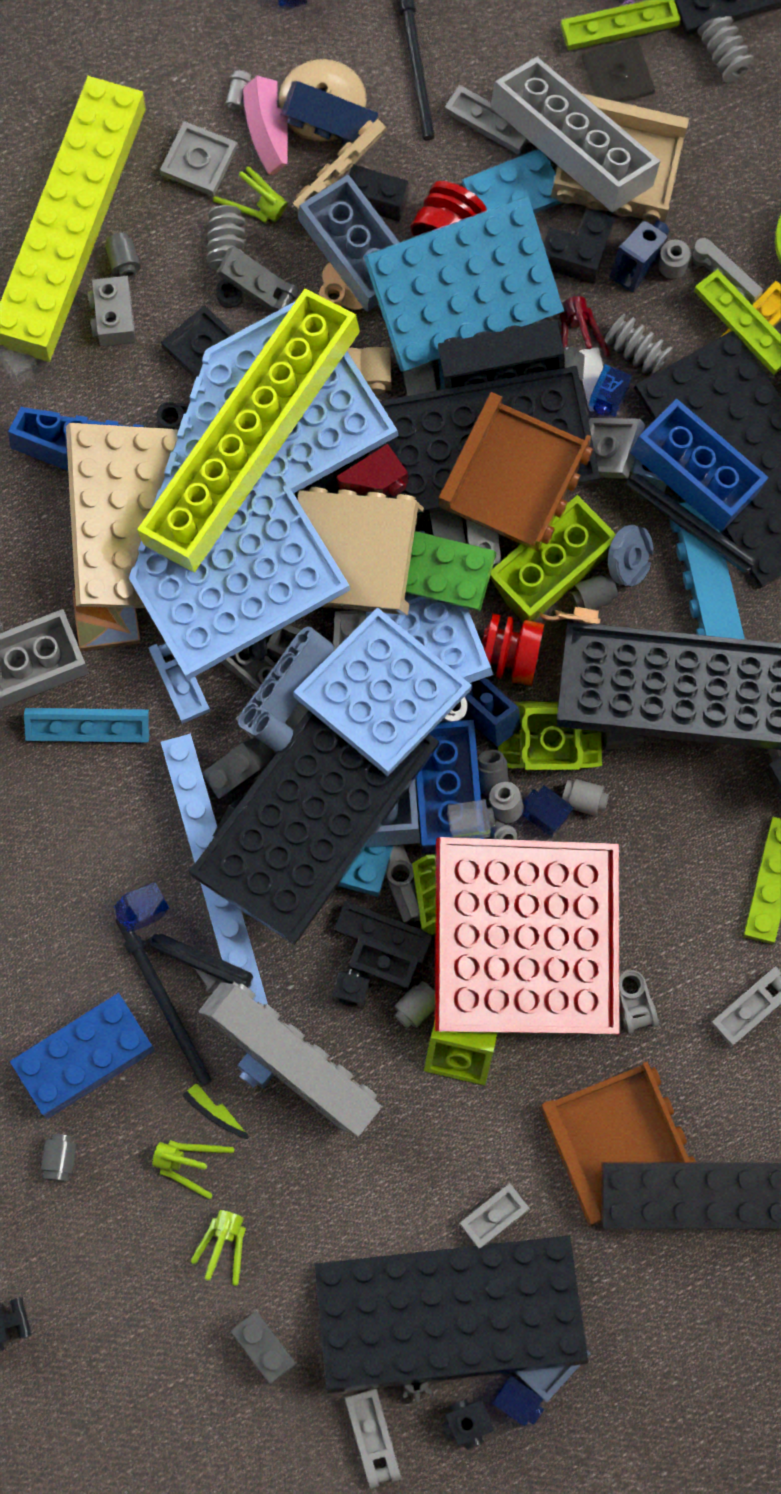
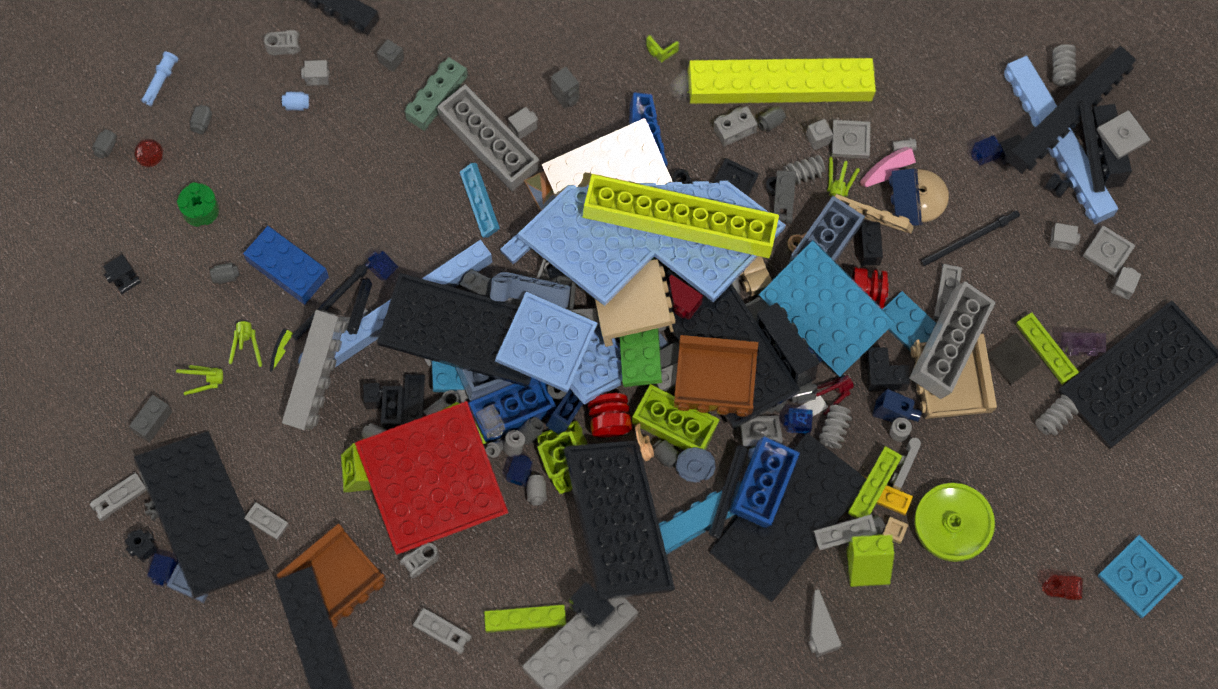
camera: 70 degrees right, 5 degrees down
(175, 198) = (819, 134): none -> light grey brick

